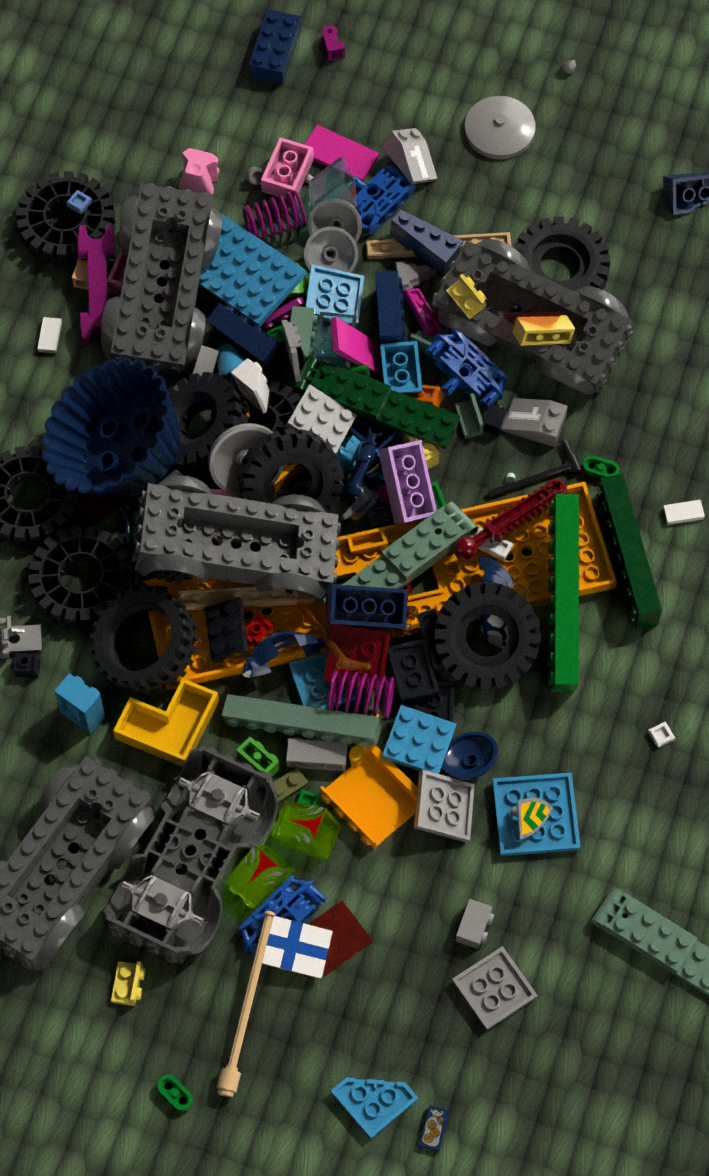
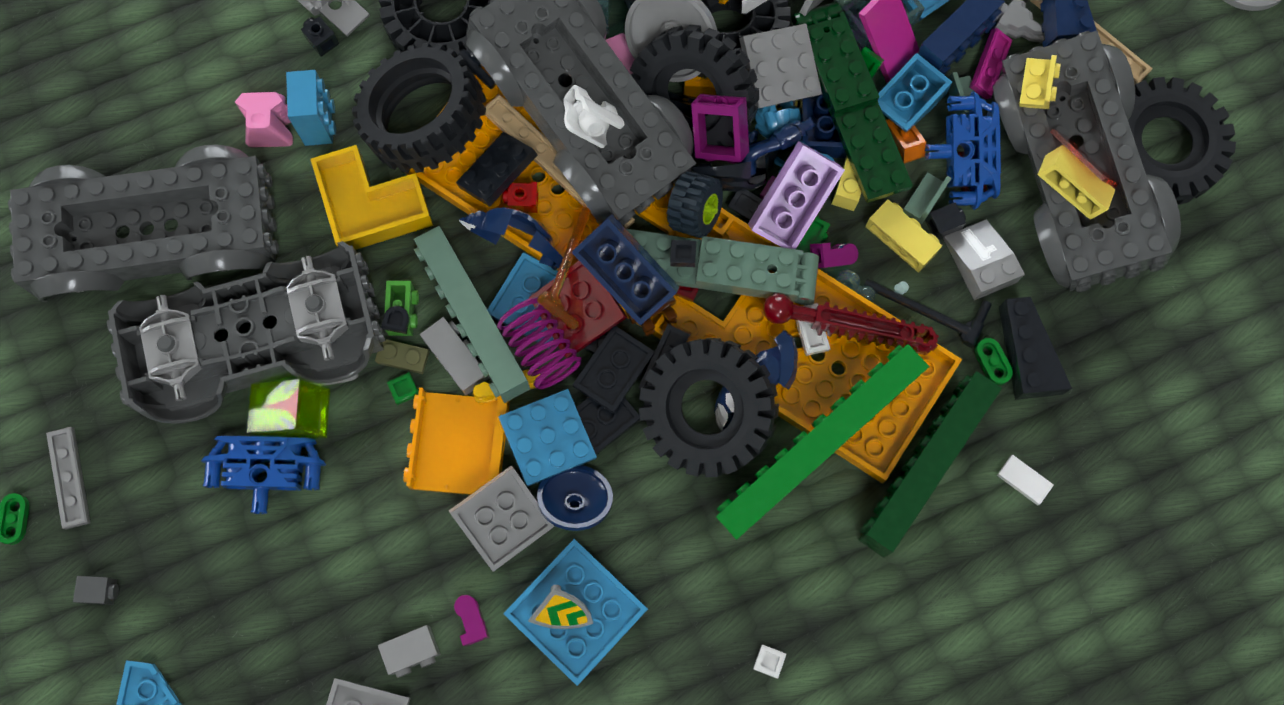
camera: 45 degrees right, 10 degrees up
(56, 739) = (265, 119): none -> bright pink piece
(127, 983) = (88, 384): light yellow bracket -> none
(178, 1042) = (68, 478): none -> light grey tile
(260, 543) = (588, 118): none -> white piece
(268, 762) = (396, 320): none -> black tile
(269, 1076) = (95, 590): none -> dark grey brick
(283, 946) = (230, 494): flag -> none
(306, 829) = (369, 412): clear neon green slope -> none
(321, 469) = (723, 106): none -> magenta window
(347, 935) = (289, 531): clear red piece -> none
(361, 537) = (695, 204): none -> black wheel
(385, 568) = (683, 253): none -> black plate
(458, 493) = (836, 256): none -> magenta leg
(481, 449) = (903, 235): none -> light yellow brick
(481, 498) = (852, 281): none -> clear light blue plate
(487, 874) = (472, 619): none -> magenta leg
(614, 443) = (1030, 352): none -> black wedge

